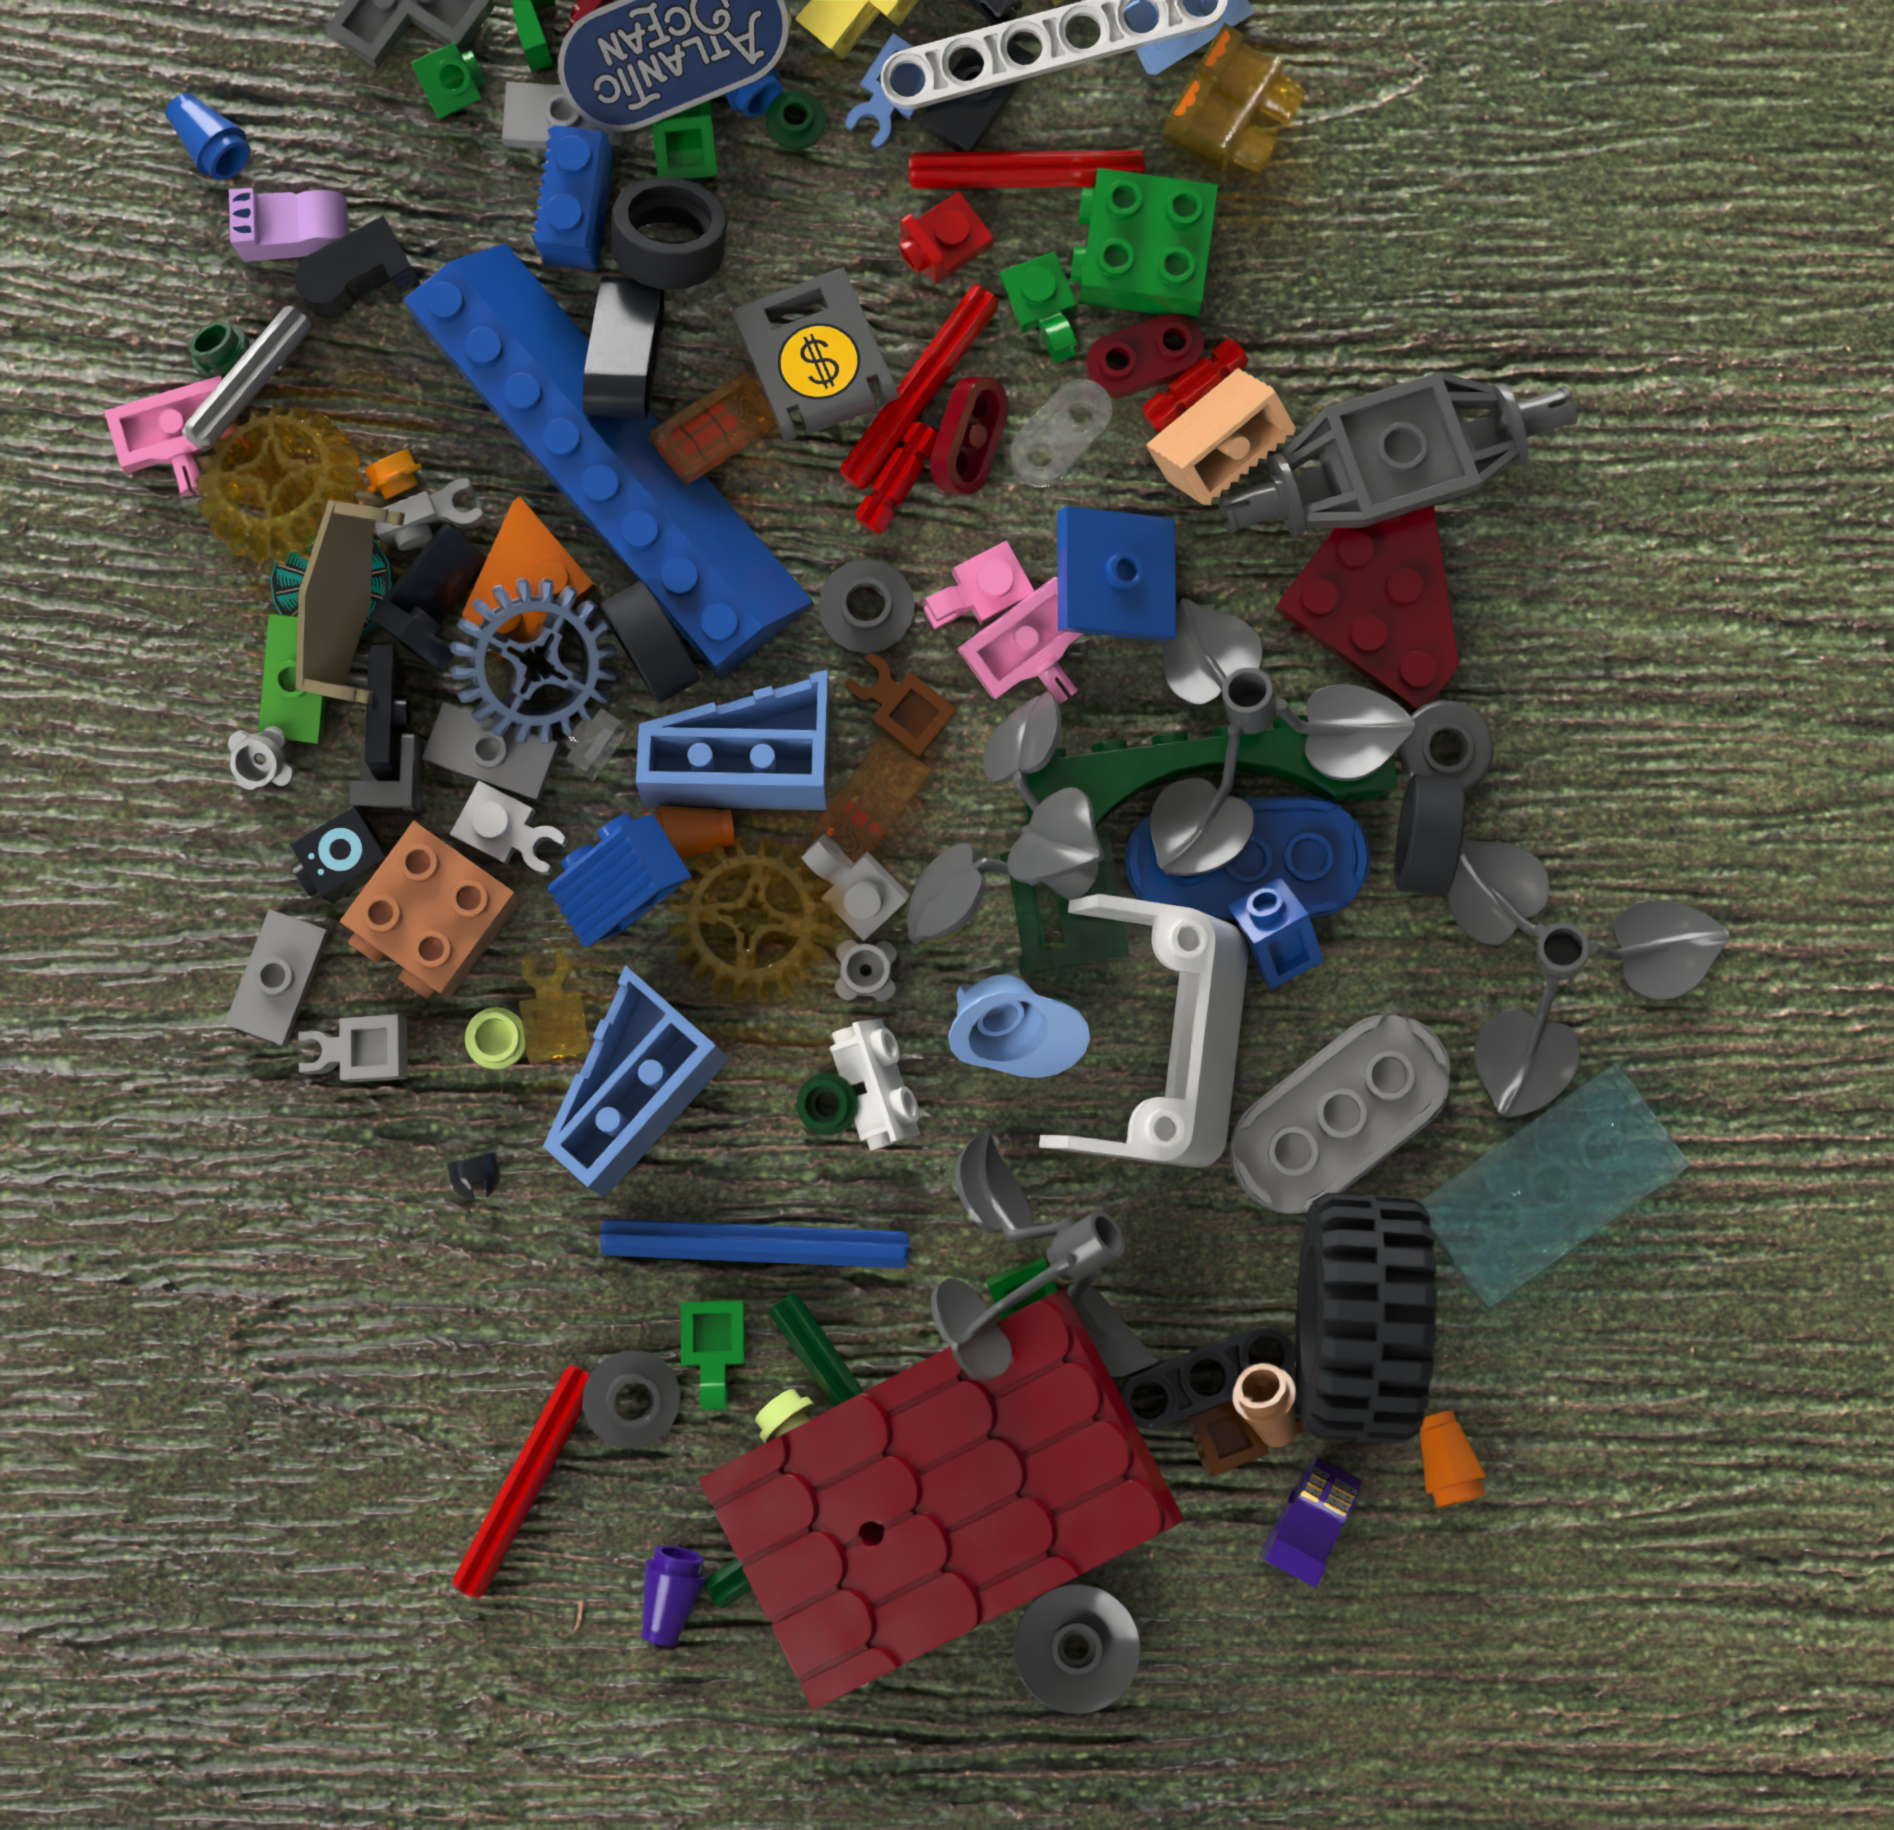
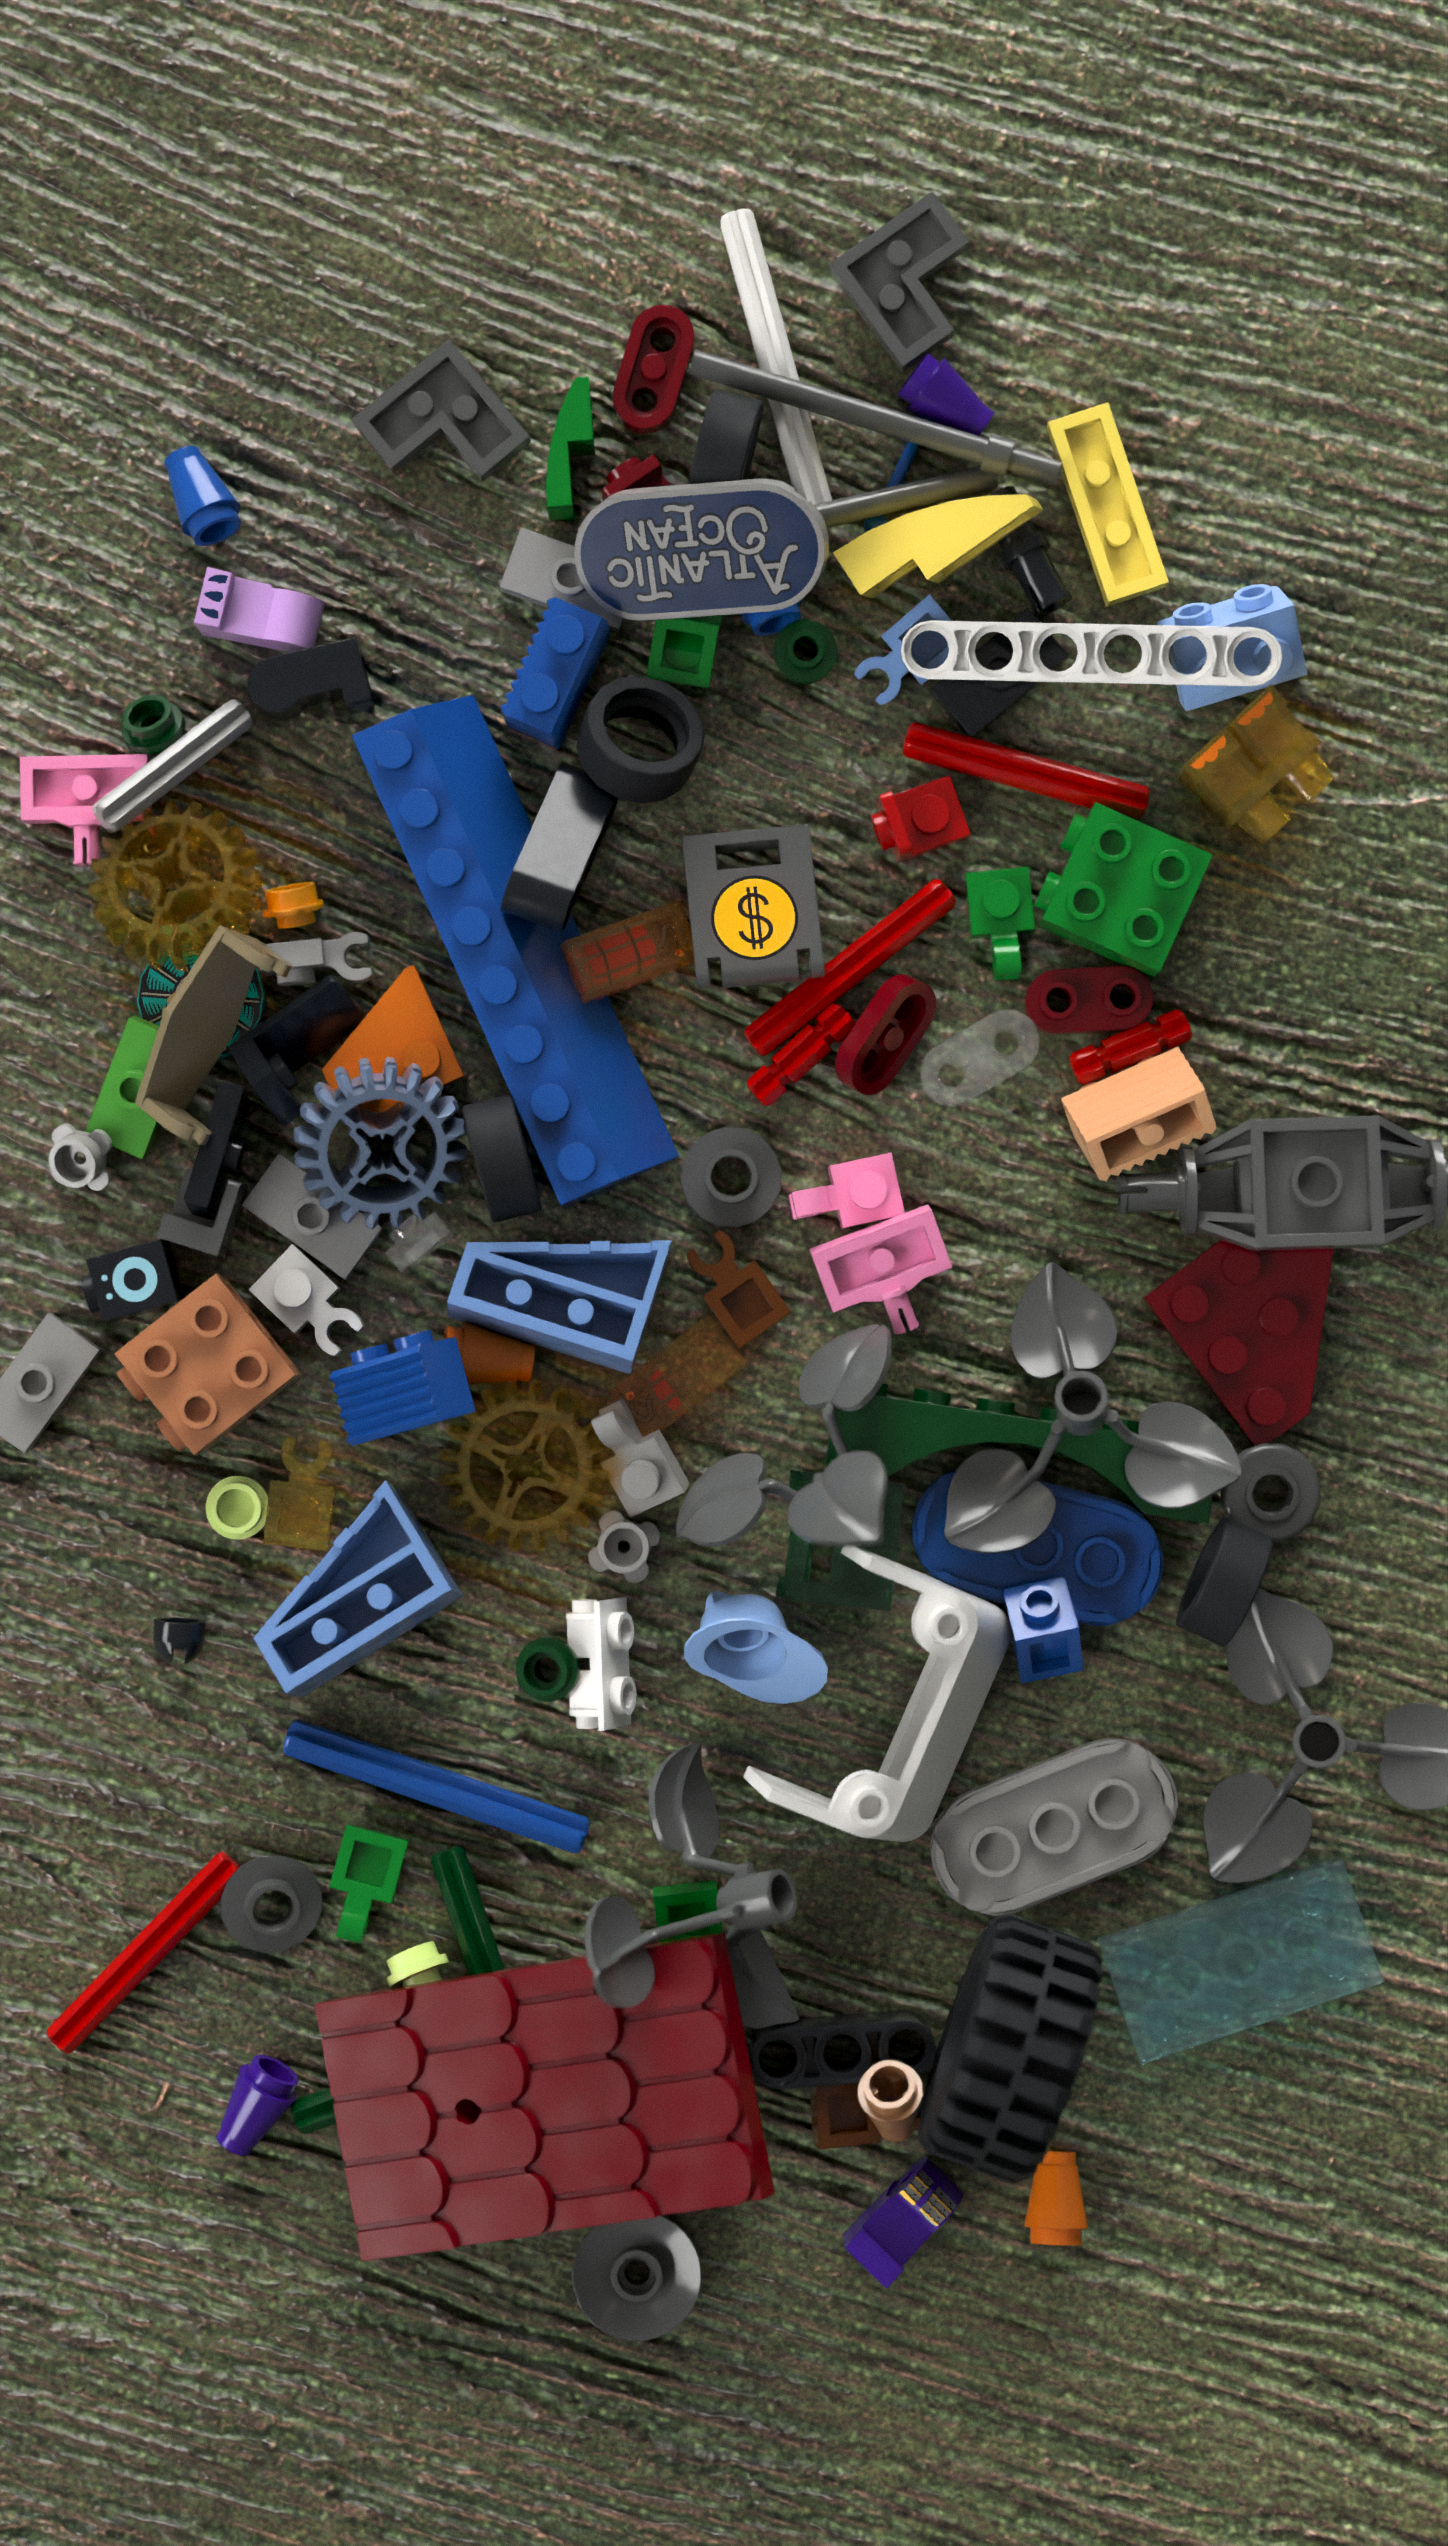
camera: 20 degrees right, 5 degrees up
(365, 1050) = (104, 1482): light grey plate -> none
(449, 79) = (463, 512): green plate -> none
(1116, 574) = (991, 1221): blue plate -> none

